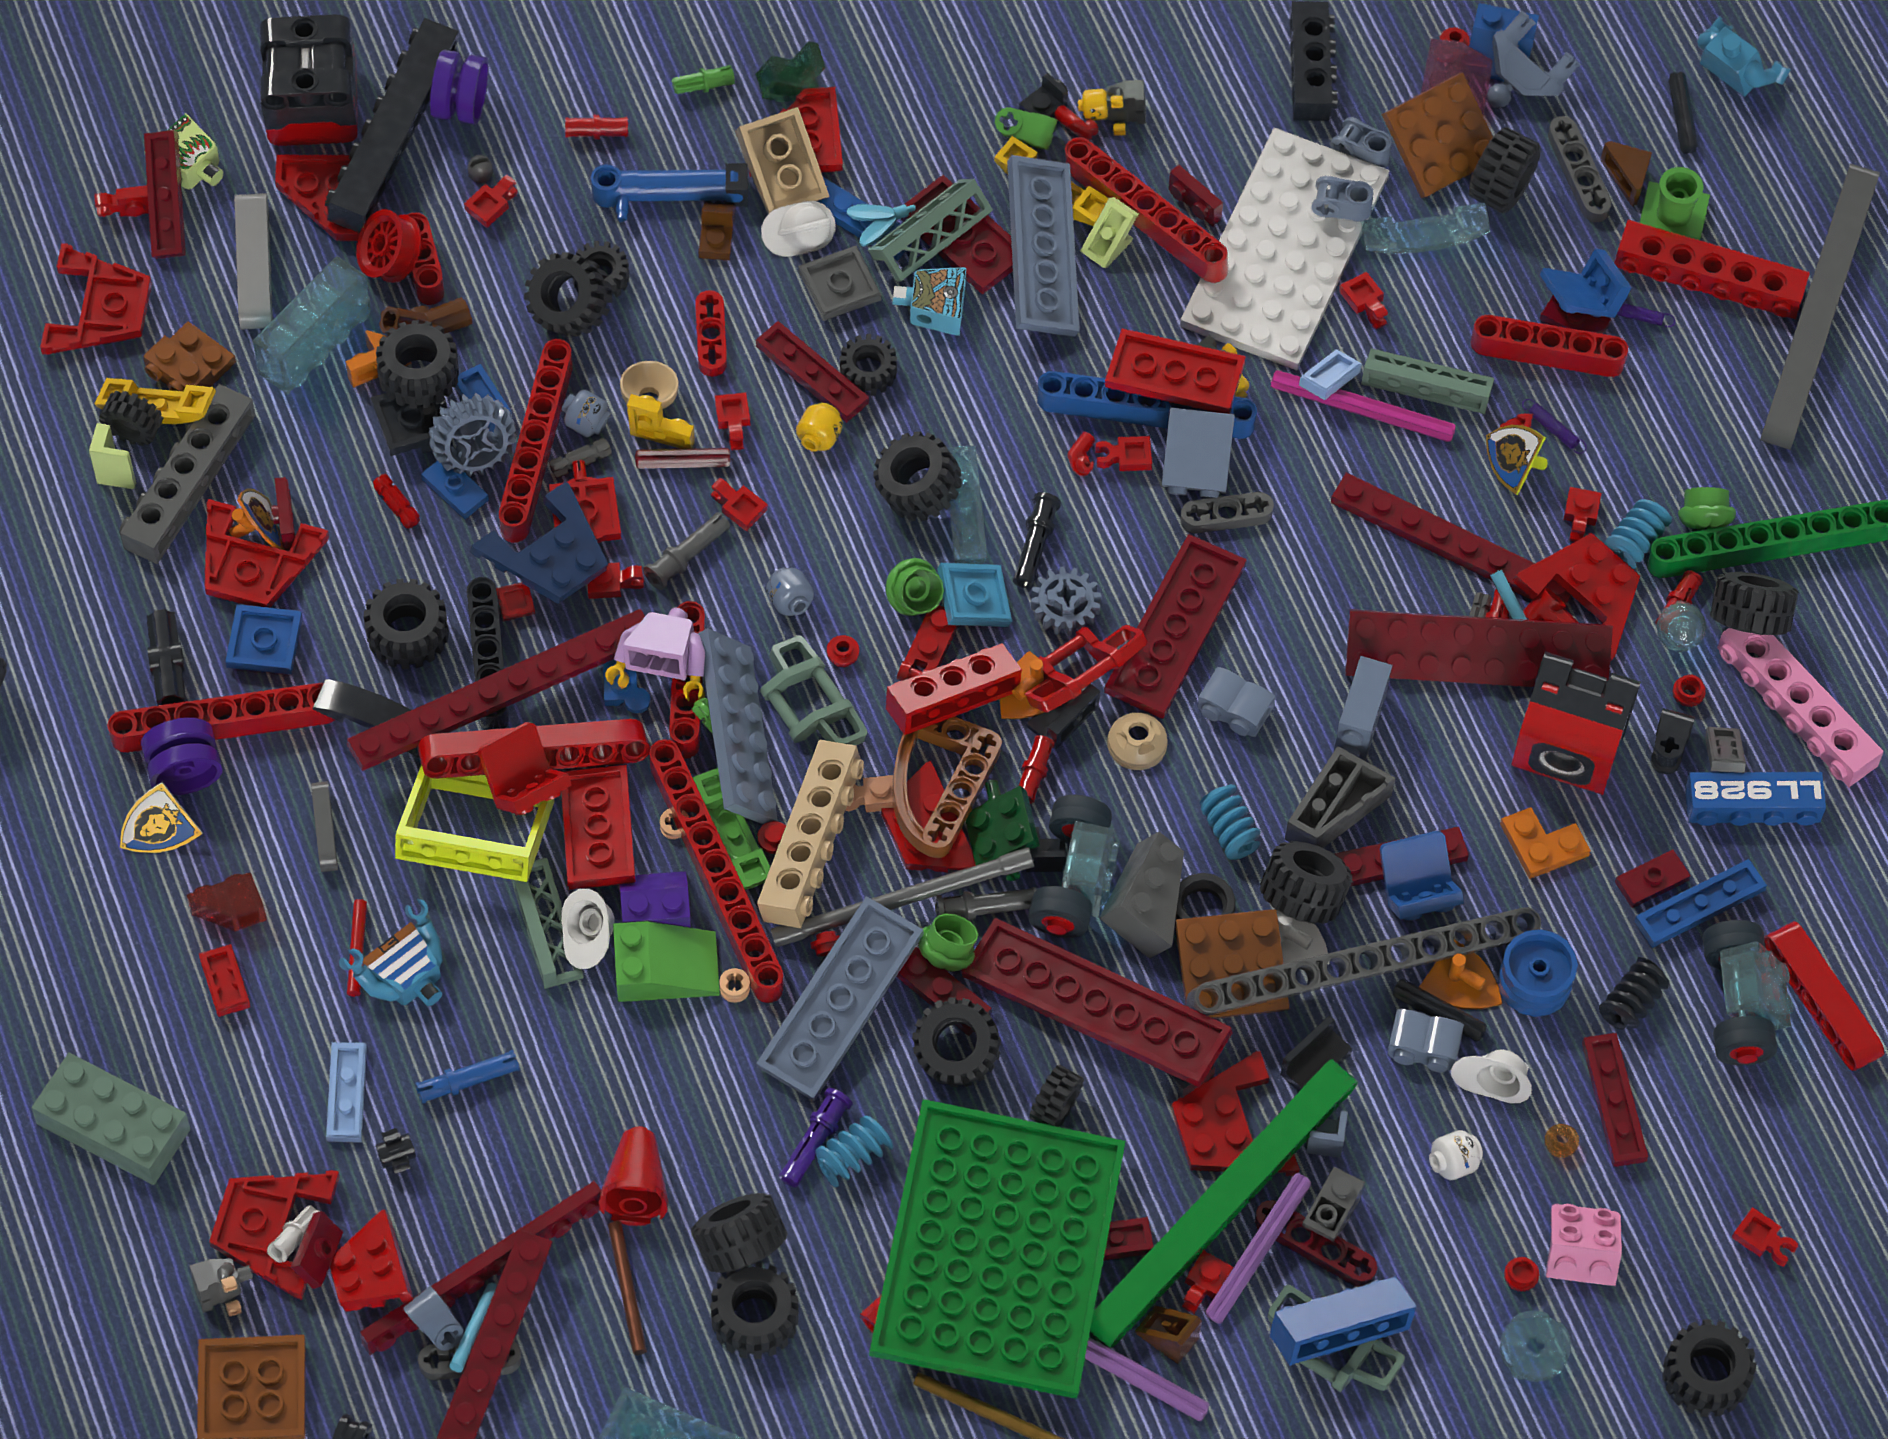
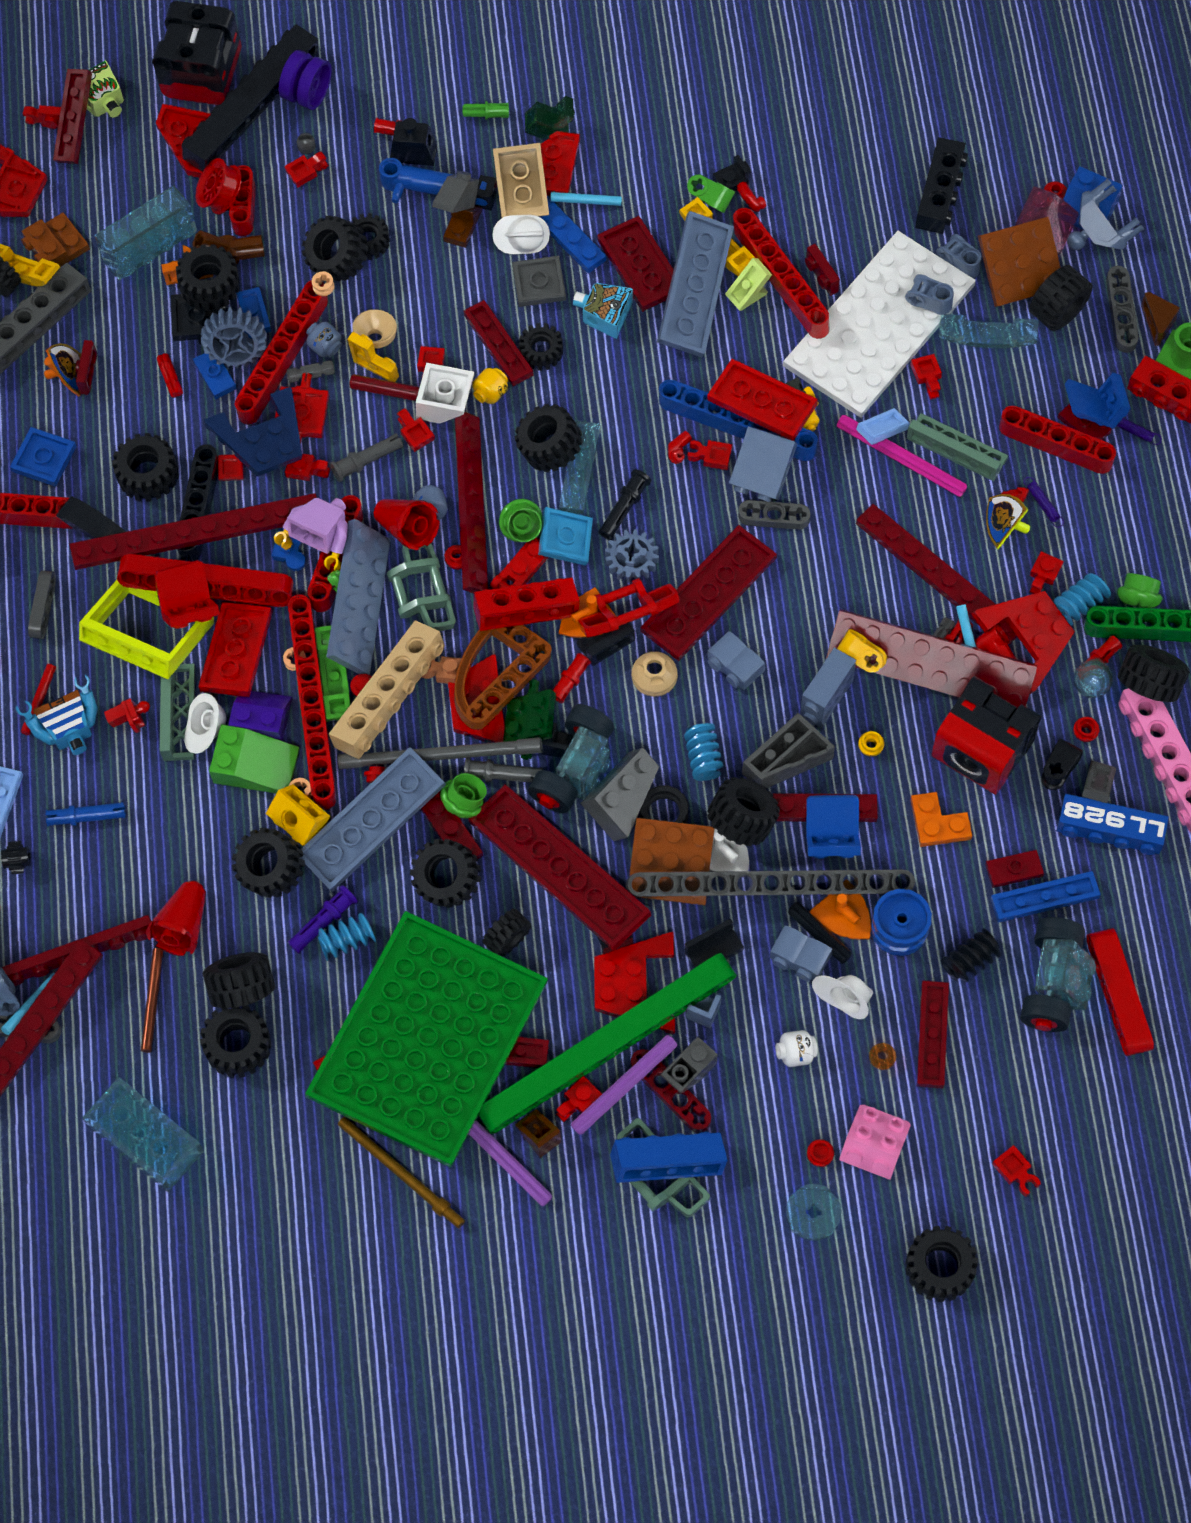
camera: 20 degrees right, 5 degrees up
(249, 570) = (48, 403): red wing -> none
(253, 261) = (122, 176): light grey beam -> none
(480, 936) = (128, 711): none -> red piece
(567, 332) = (328, 287): none -> light nougat bush
(623, 140) = (413, 143): none -> black torso
(705, 344) = (436, 308): red beam -> none
(707, 191) = (457, 193): none -> dark grey slope
(708, 1062) = (249, 859): none -> black tyre
(762, 1012) = (297, 814): none -> yellow brick
(765, 449) = (443, 393): none -> white slope
(770, 617) = (409, 521): none -> red cone
(841, 578) = (471, 503): none -> dark red plate
(867, 167) = (585, 198): none -> medium azure bar
(883, 218) = (583, 239): medium azure piece -> none
(923, 220) = (612, 246): sand green fence -> none
(1120, 103) = (787, 188): piece -> none
(1390, 651) = (862, 649): none -> yellow piece
(1433, 758) = (874, 737): none -> yellow plate

